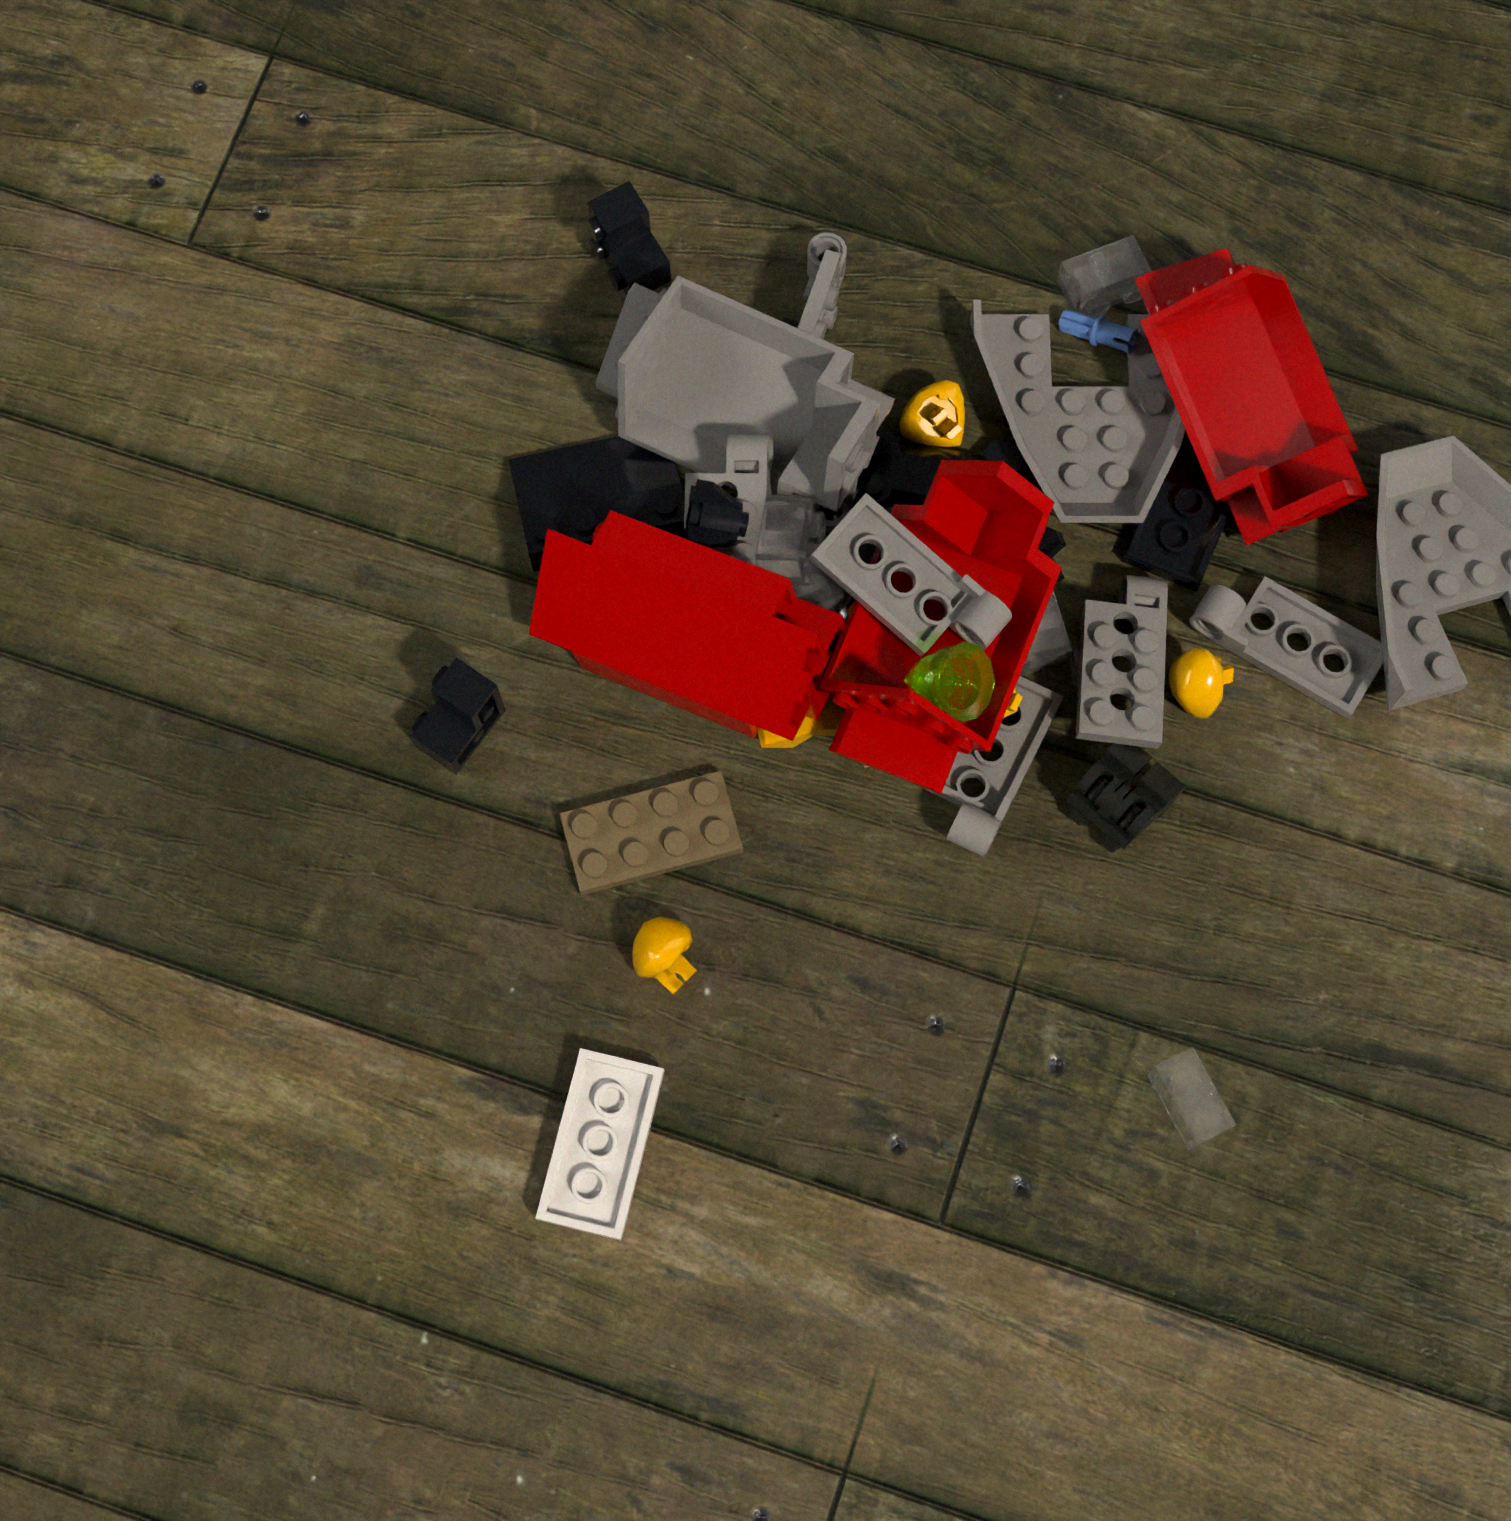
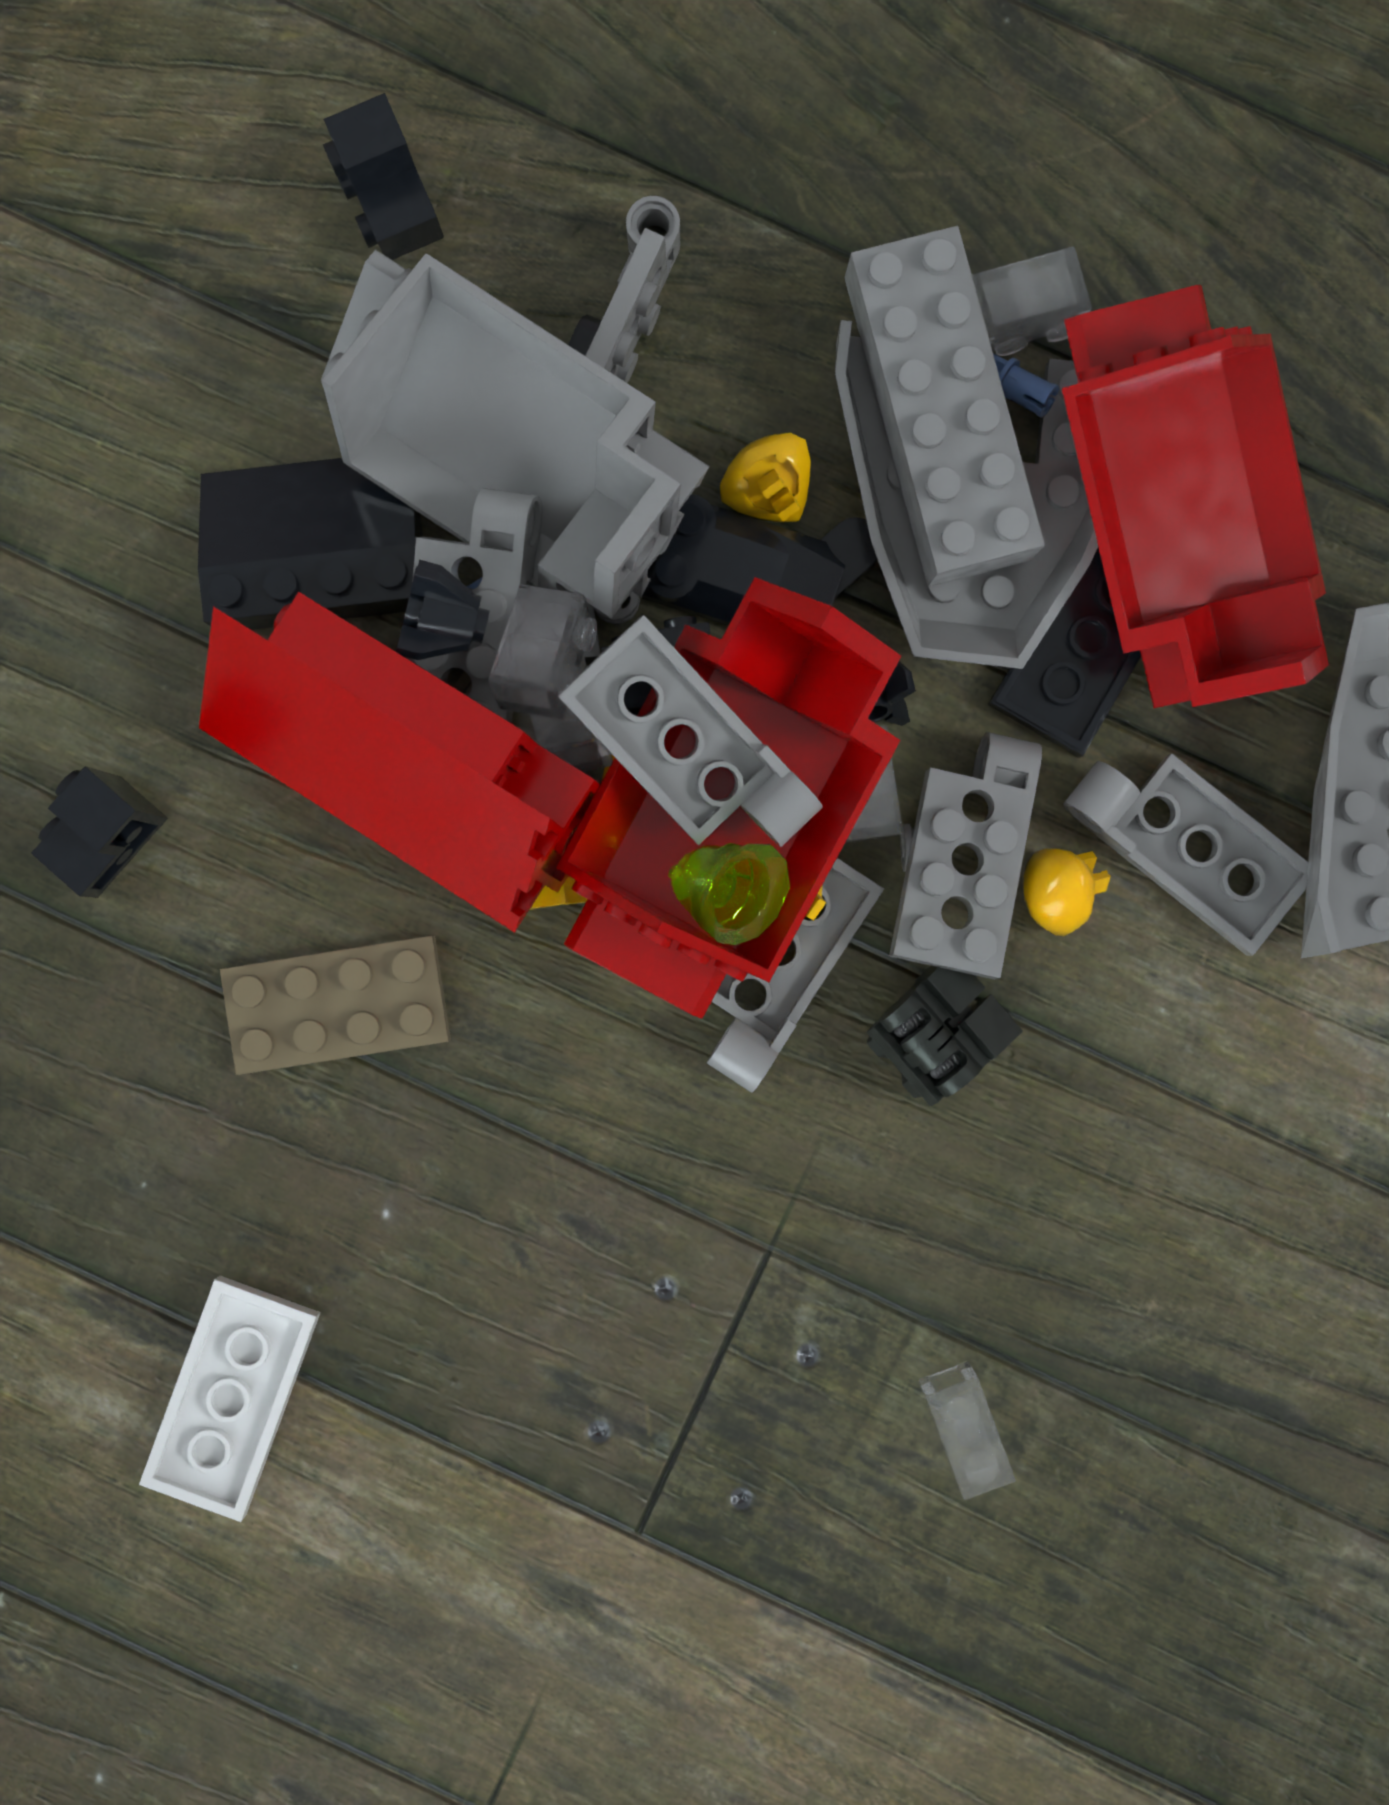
camera: 10 degrees right, 15 degrees up
(659, 951) = (326, 1167): yellow piece -> none
(1056, 352) = (943, 406): none -> light grey brick

